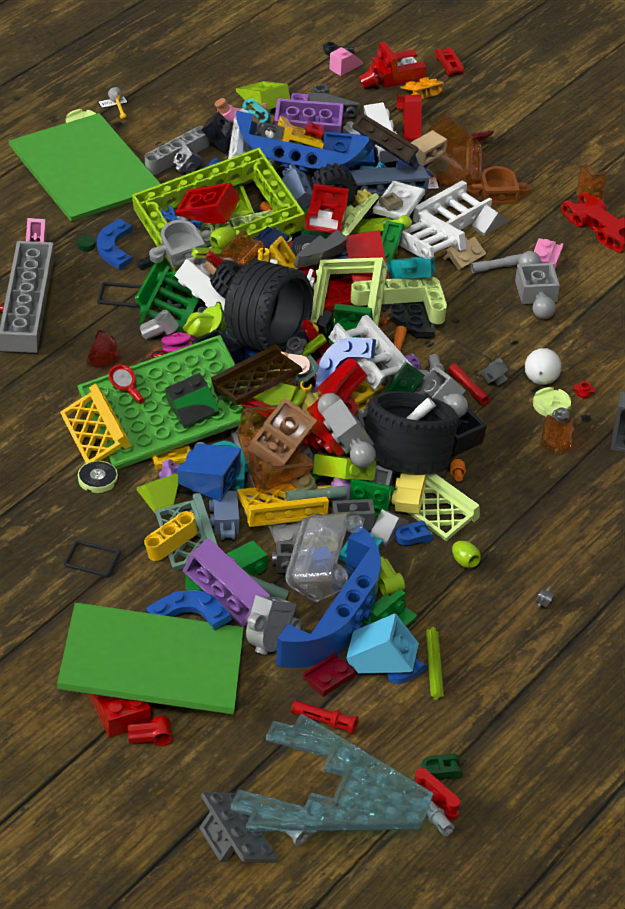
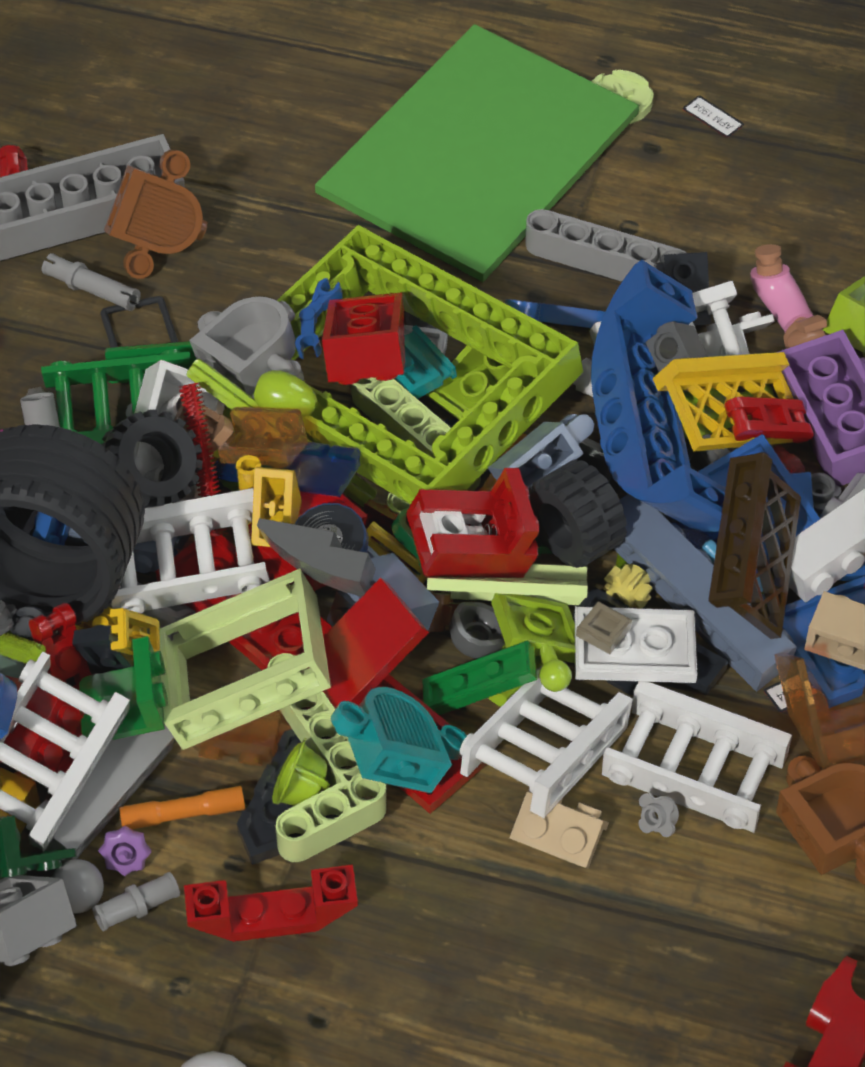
camera: 70 degrees right, 10 degrees up
(36, 230) = (220, 162): bright pink slope -> none
(65, 257) = (155, 213): none -> dark orange piece
(81, 297) = (78, 277): none -> light grey pin
(86, 243) = (257, 233): dark green tile -> none
(106, 244) = (265, 263): blue plate -> none
(114, 97) = (720, 110): hinge -> none
(187, 160) = (573, 275): flat silver brick -> none
(258, 108) = (788, 316): teal beam -> none
(323, 304) = (124, 633): none -> yellow tile
(413, 297) = (300, 776): none -> lime piece
(464, 327) = (271, 912): none -> red slope
(469, 227) = (667, 814): none -> light grey plate
(475, 390) = (102, 996): red piece -> none
(483, 266) = (581, 917): light grey piece -> none
(488, 221) = (712, 838): slope -> none
(495, 372) = (162, 1013): dark grey piece -> none
(537, 284) = (509, 996): light grey brick -> none
(548, 251) = (660, 987): bright pink plate -> none

